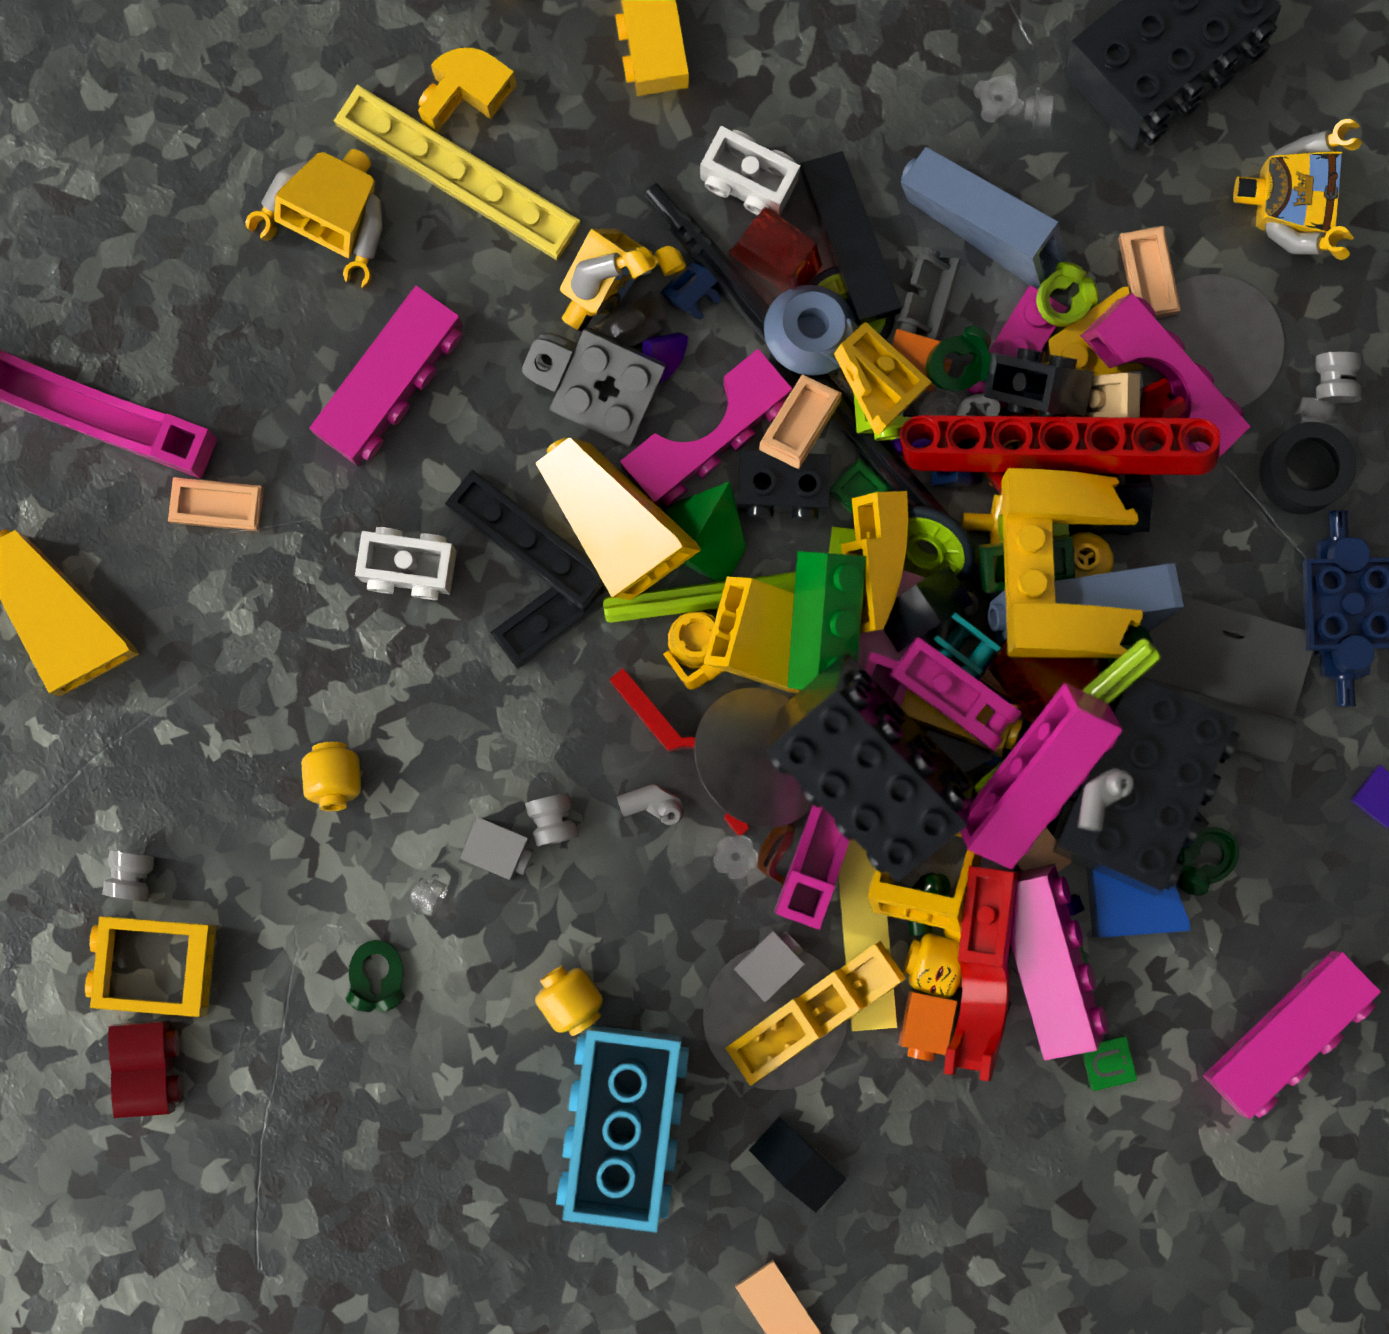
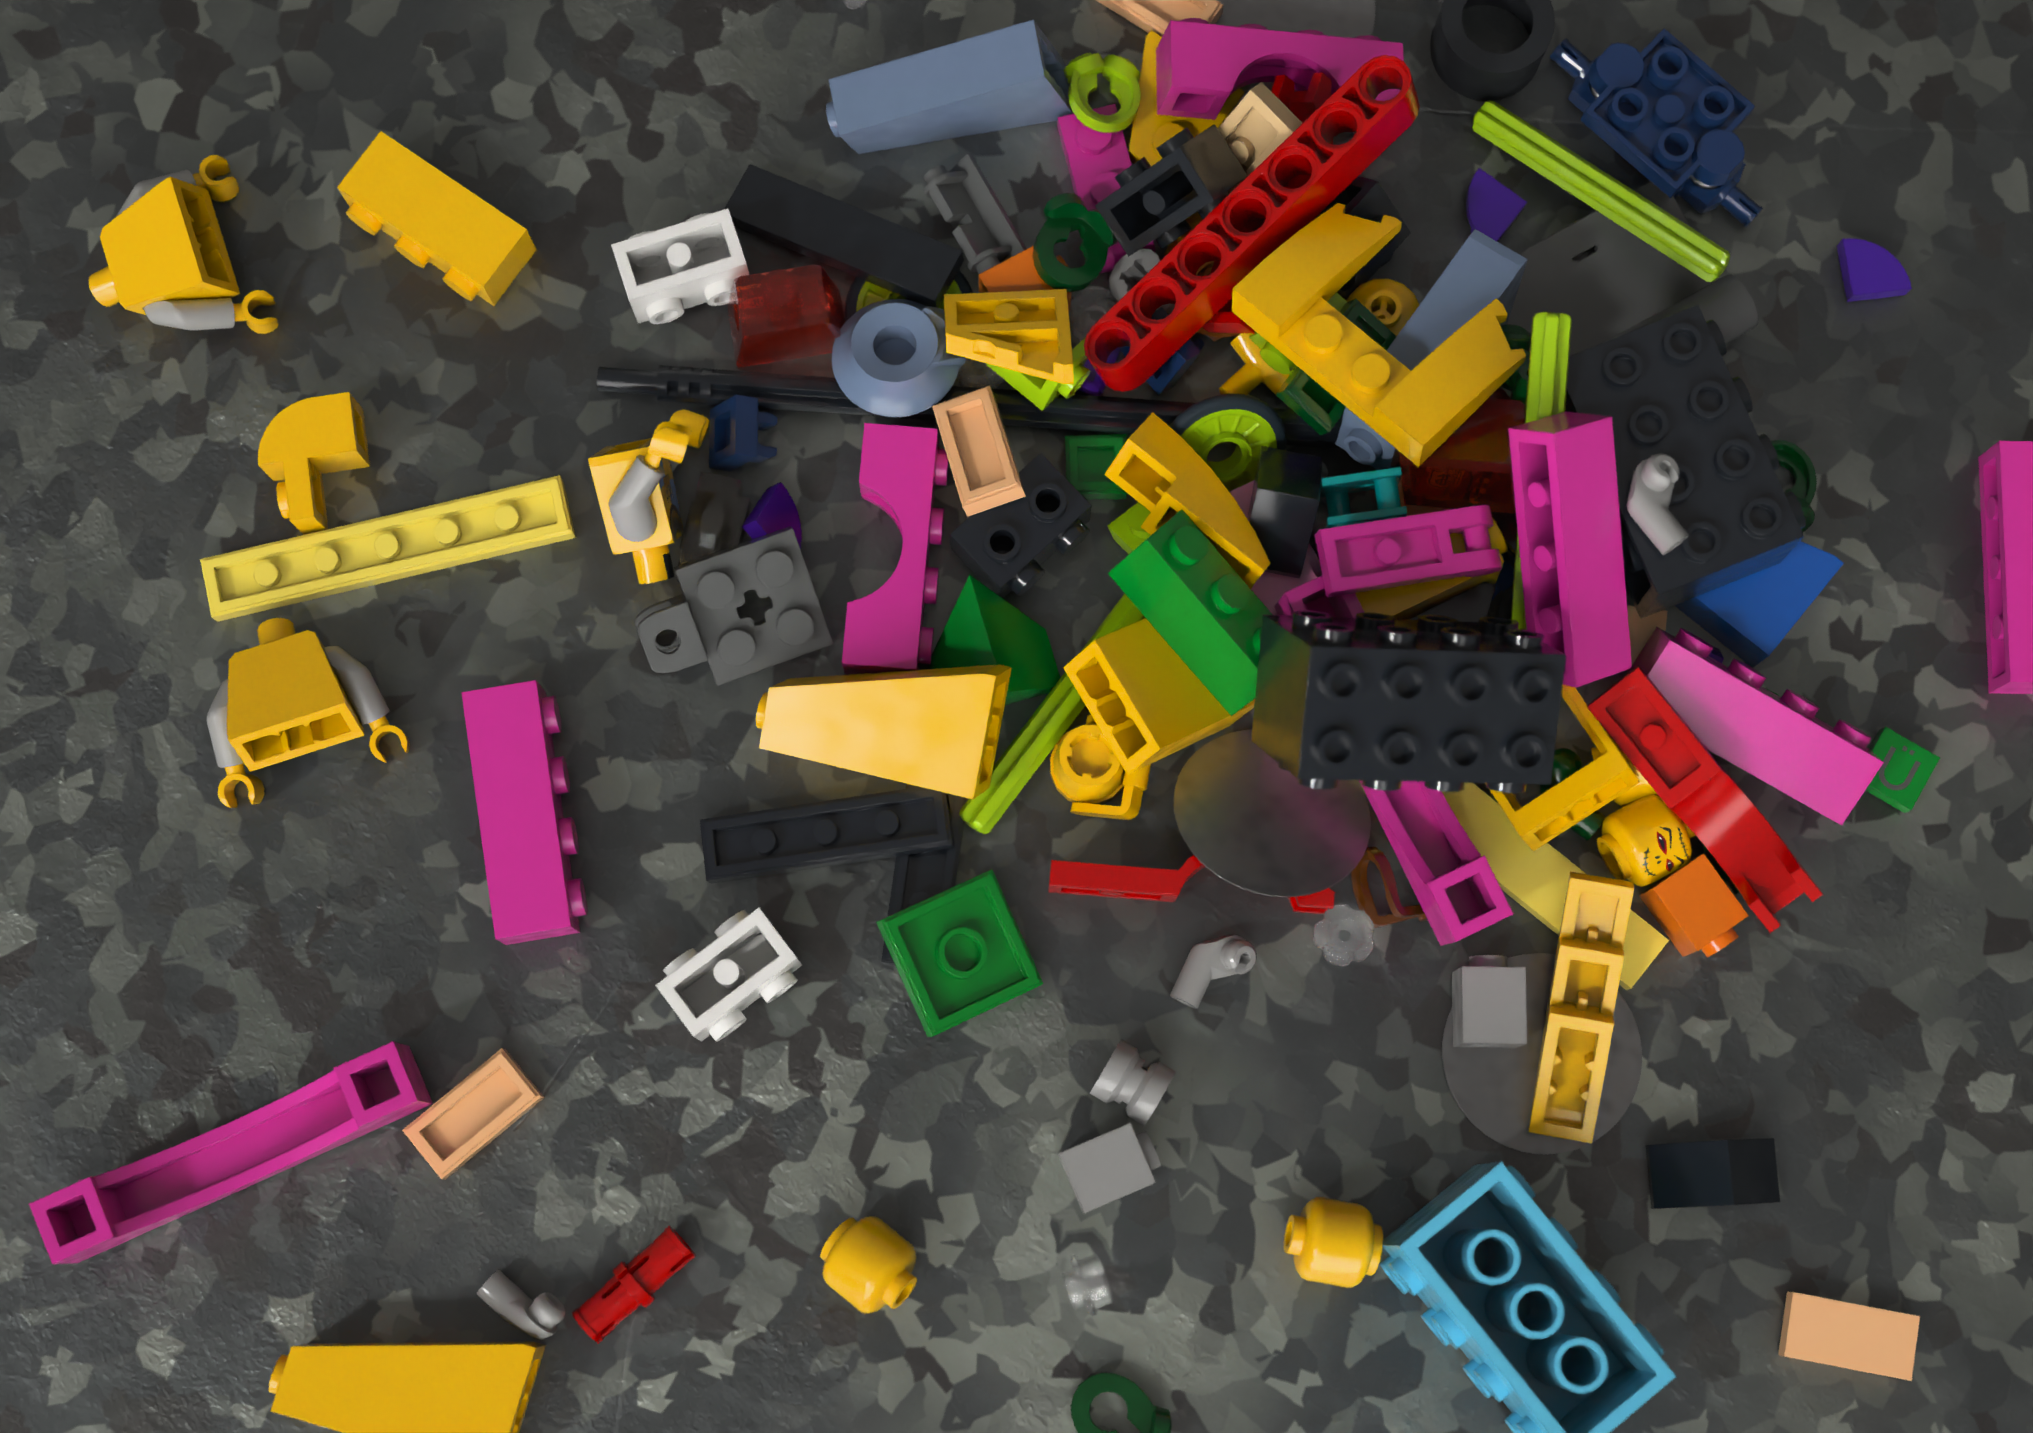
camera: 50 degrees left, 5 degrees down
(144, 633) = (532, 1317): none -> light grey arm
(209, 668) = (633, 1284): none -> red pin
(532, 668) = (959, 953): none -> green tile
(1209, 561) = (1491, 205): none -> dark purple tile
(1274, 610) = (1601, 191): none -> lime axle

